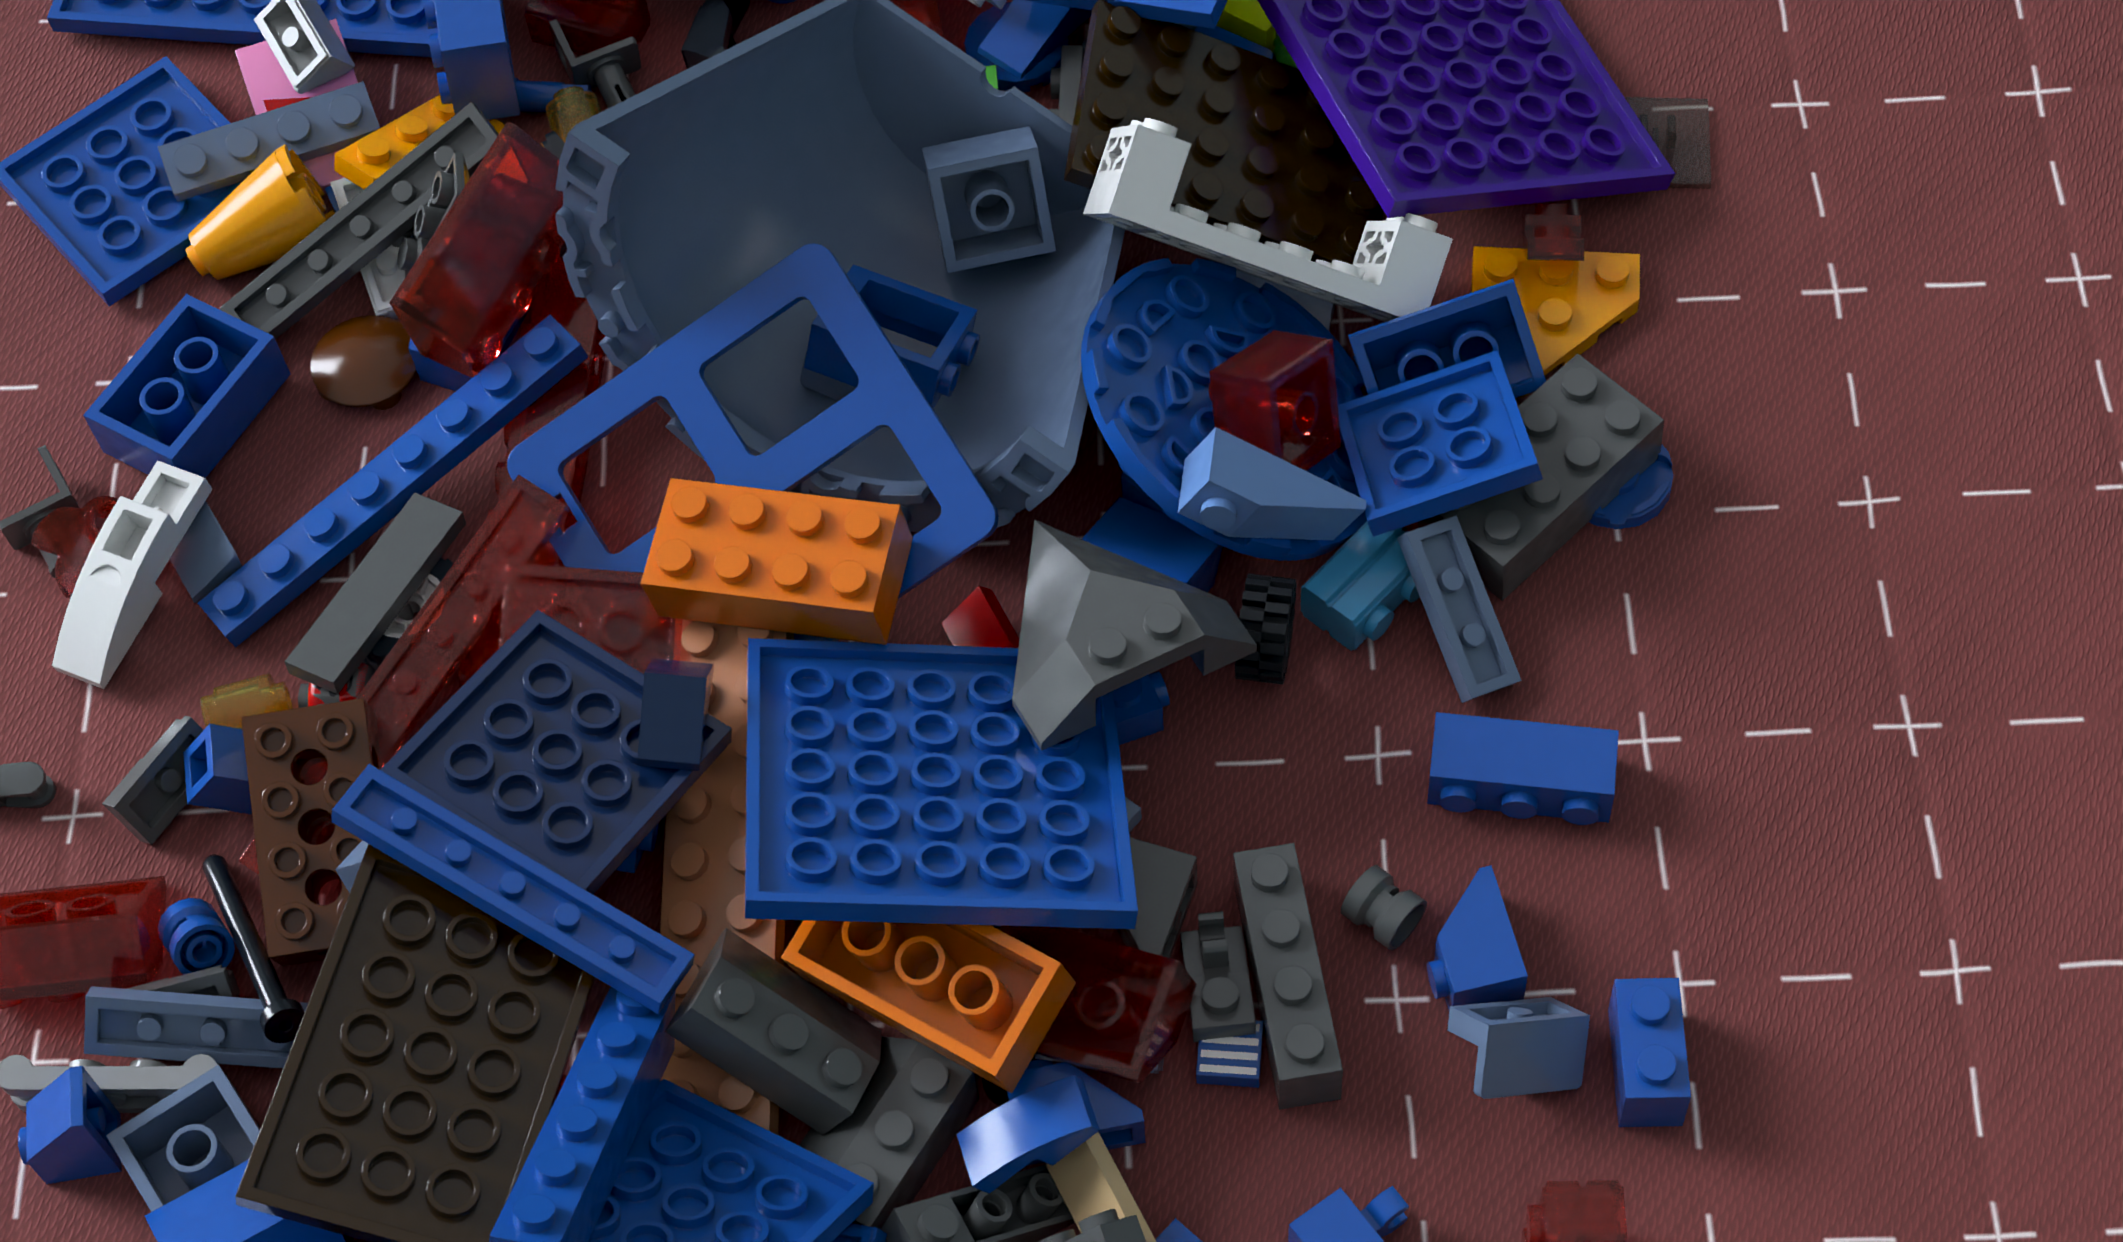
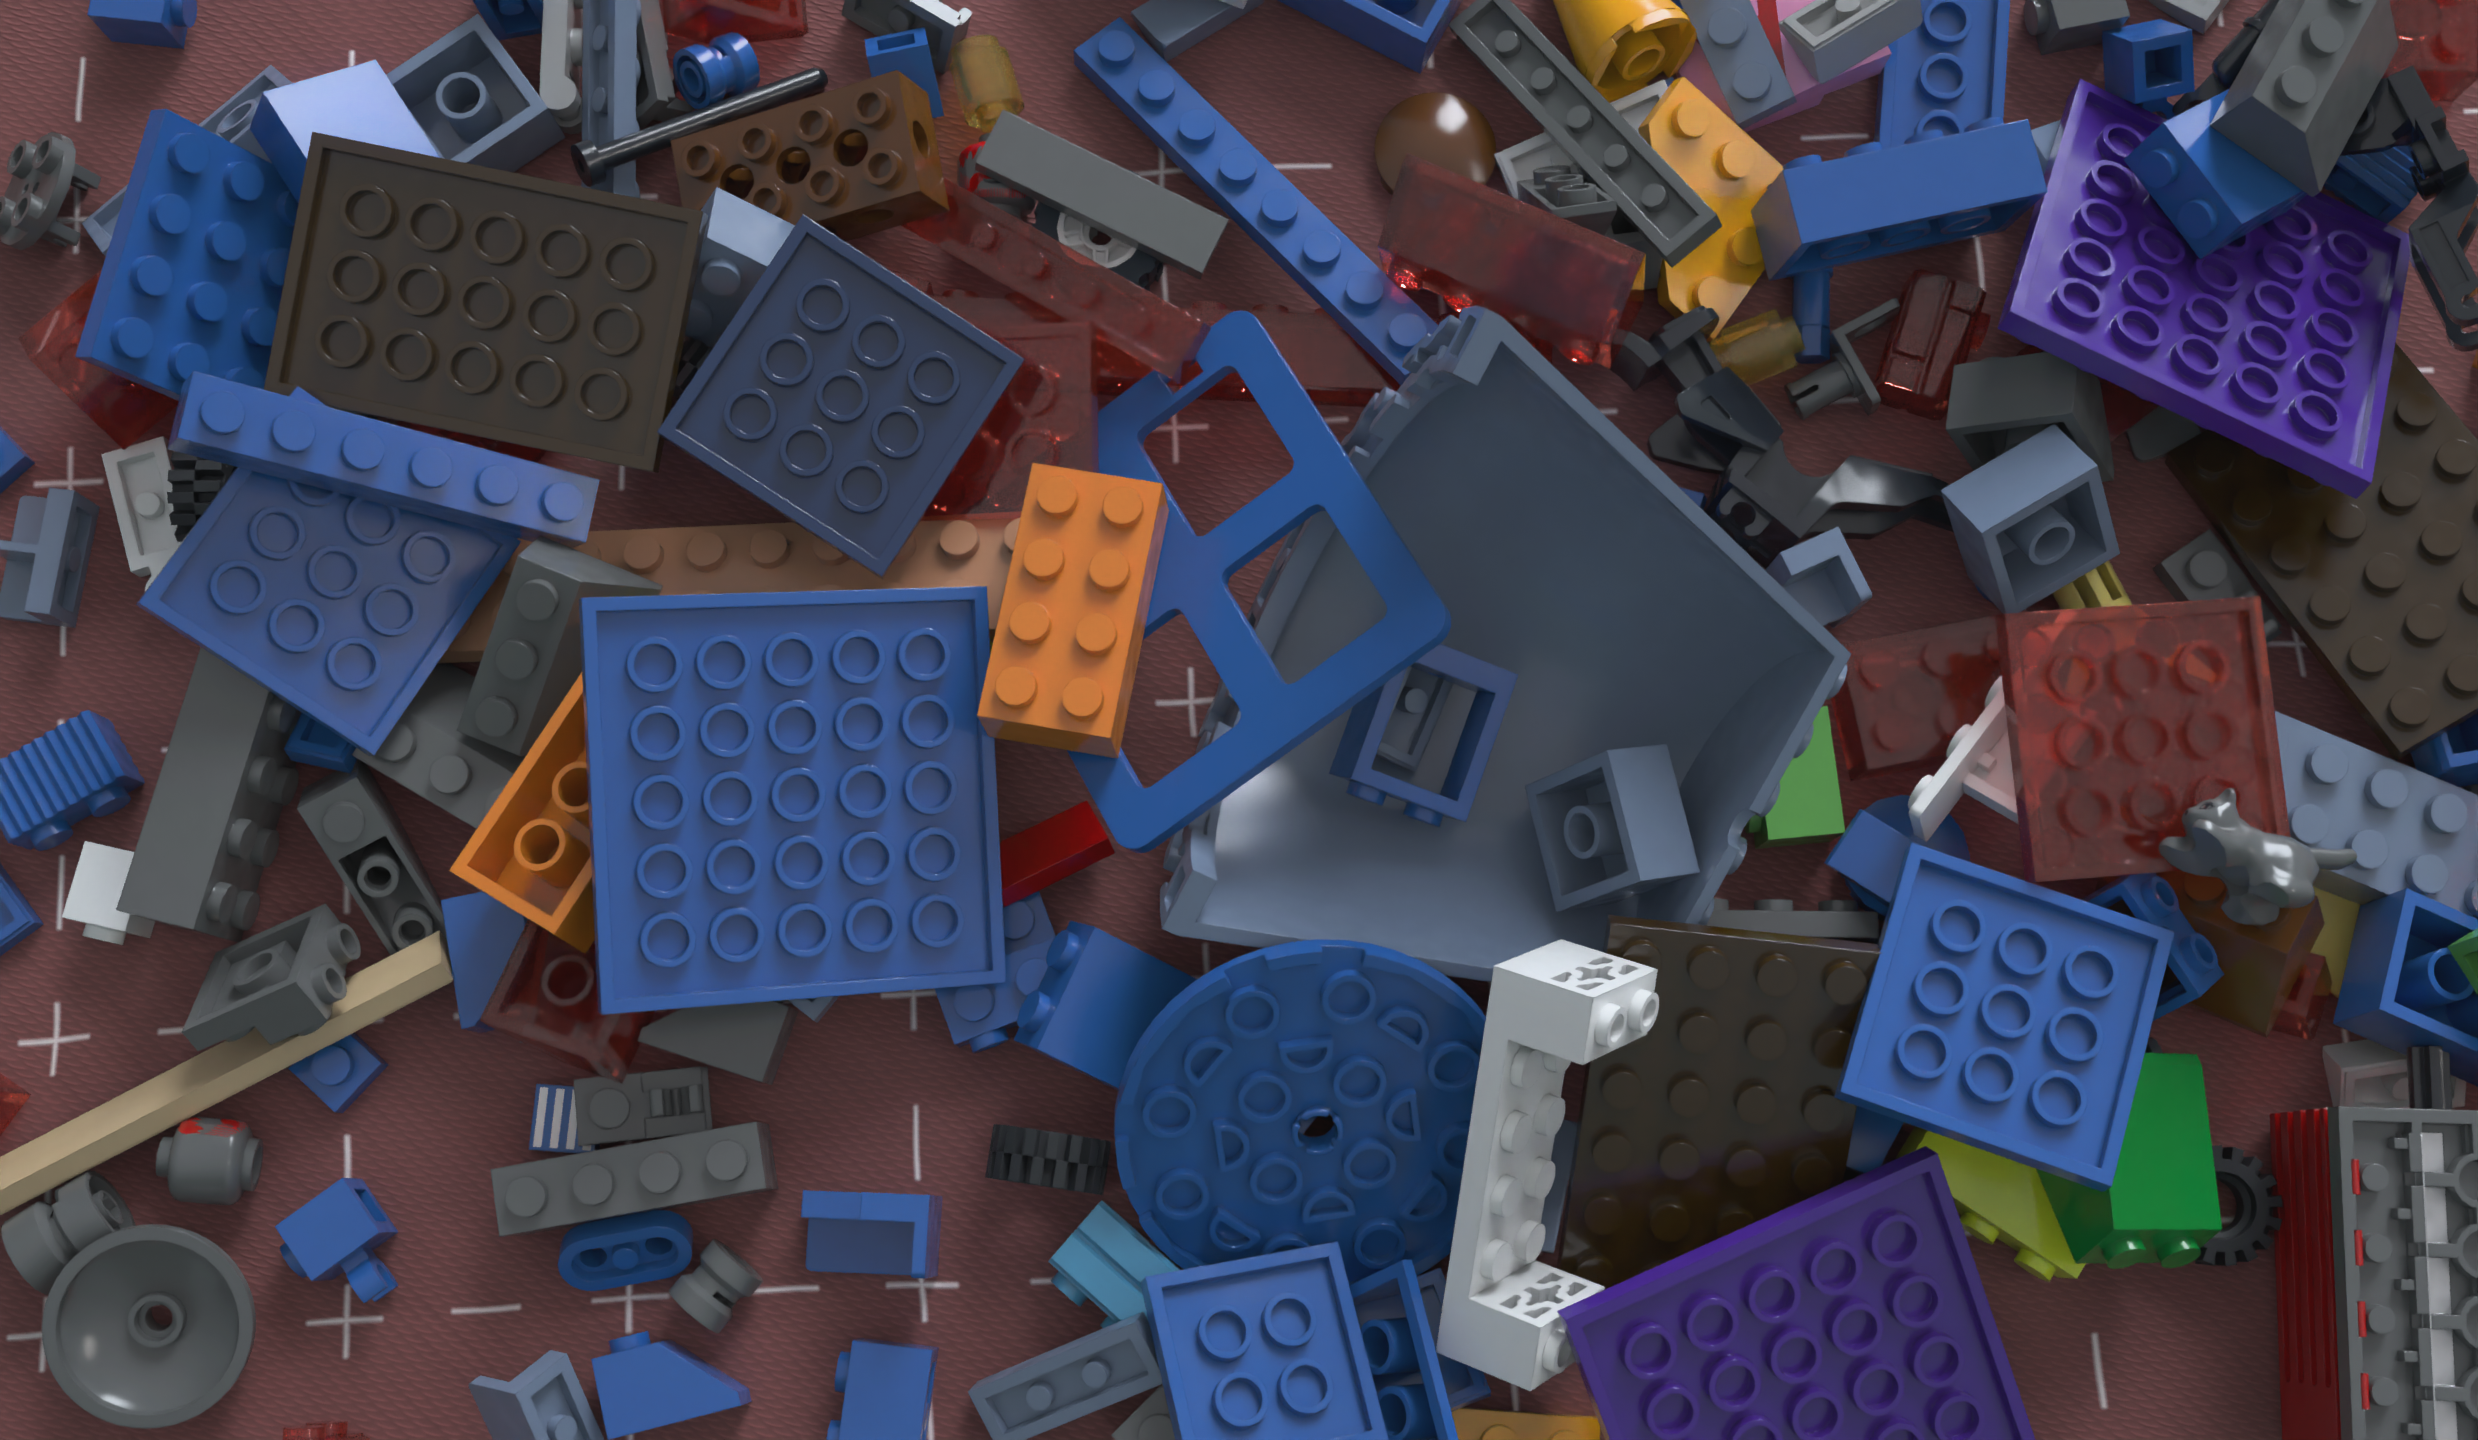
camera: 80 degrees right, 20 degrees up
(513, 888) = (651, 361): blue plate -> none
(674, 714) = (890, 513): dark blue slope -> none
(1033, 1126) = (434, 910): blue slope -> none
(1103, 624) = (986, 980): dark grey wedge -> none
(1259, 494) = (1154, 1136): medium blue slope -> none
(1280, 397) = (1300, 1172): clear red slope -> none
(1333, 766) = (873, 1233): none -> blue panel
(1354, 986) = (628, 1250): none -> blue plate

